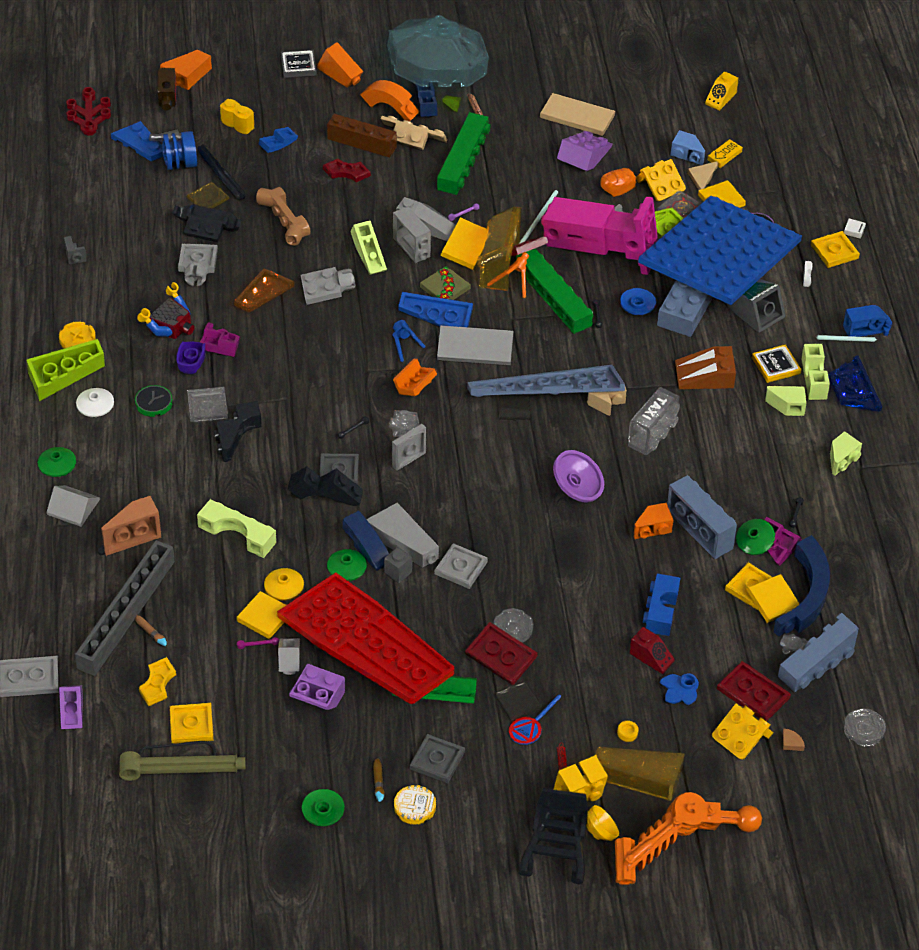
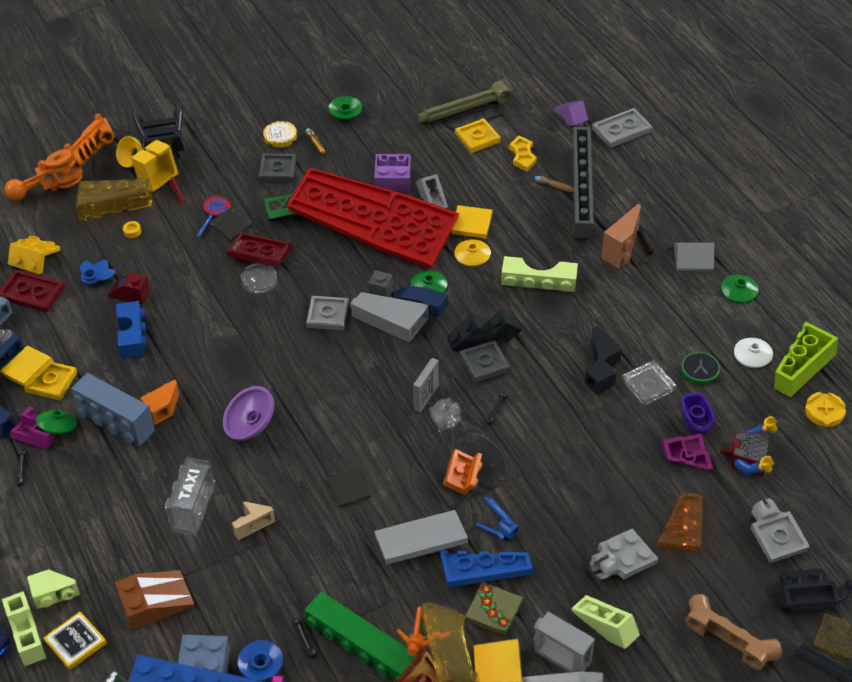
camera: 160 degrees right, 0 degrees up
(241, 644) = (477, 197): magenta hinge -> none
(588, 379) = (292, 521): sand blue wing -> none

